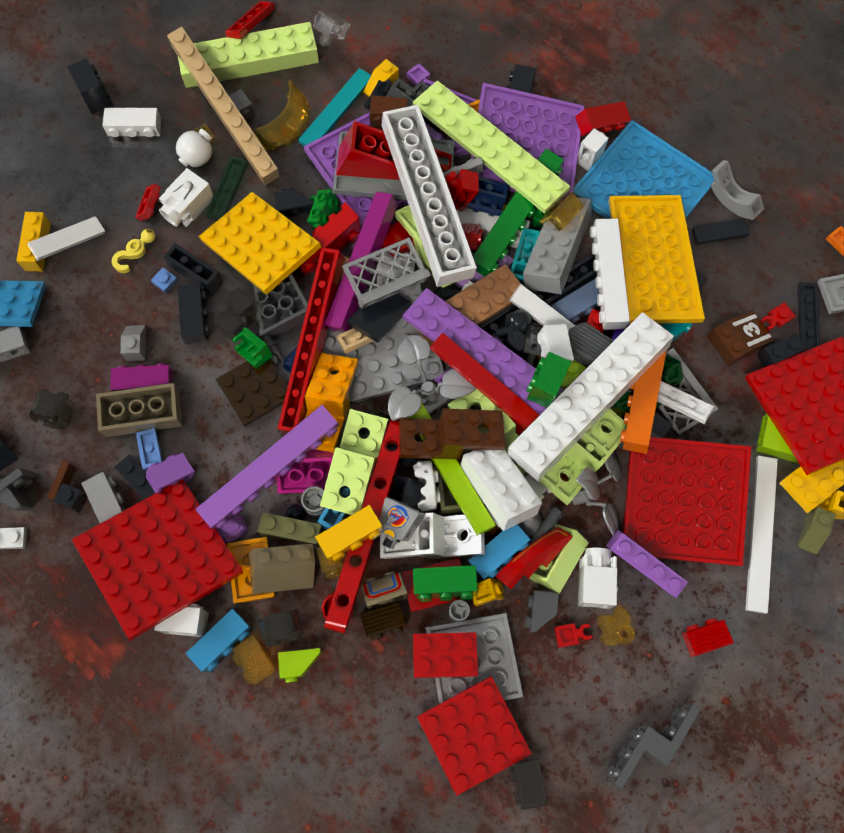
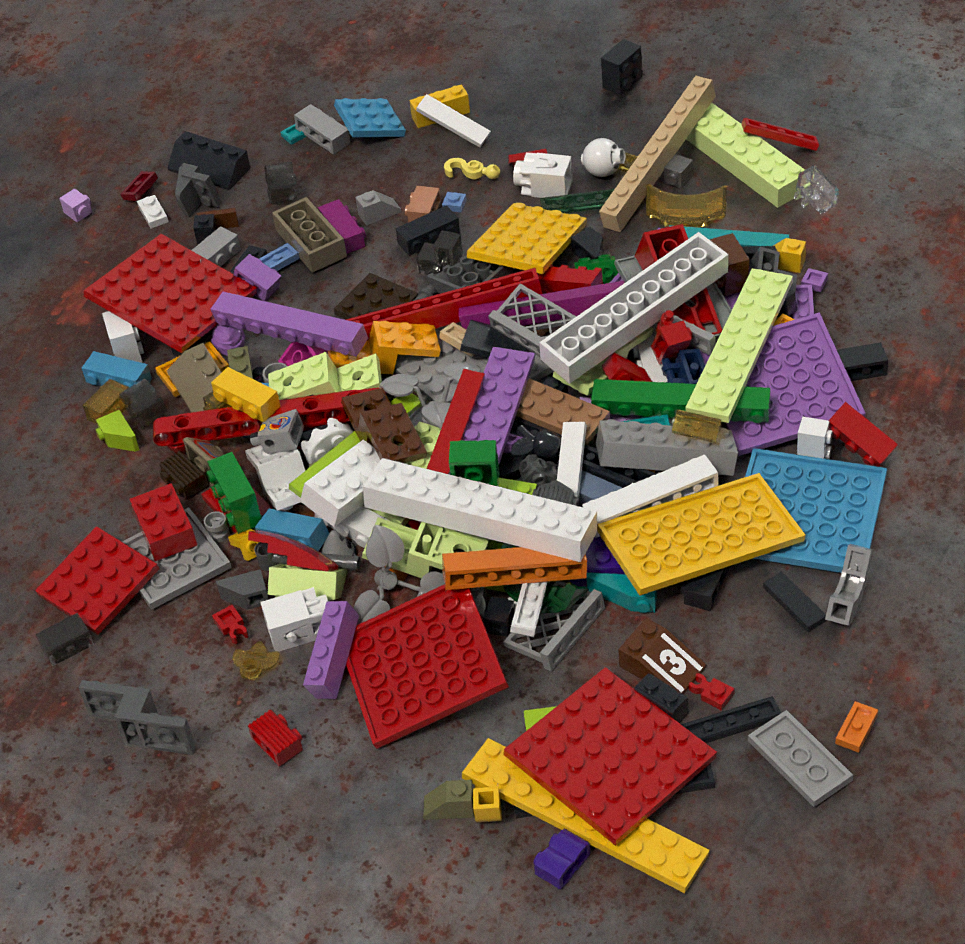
camera: 75 degrees right, 25 degrees down
(132, 122) = (607, 112): white brick -> none
(157, 304) = (422, 202): none -> nougat brick
(193, 268) = (472, 210): black brick -> none
(252, 348) = (414, 281): green hinge -> none
(555, 340) = (528, 472): white brick -> none
(761, 535) = (417, 757): white tile -> none

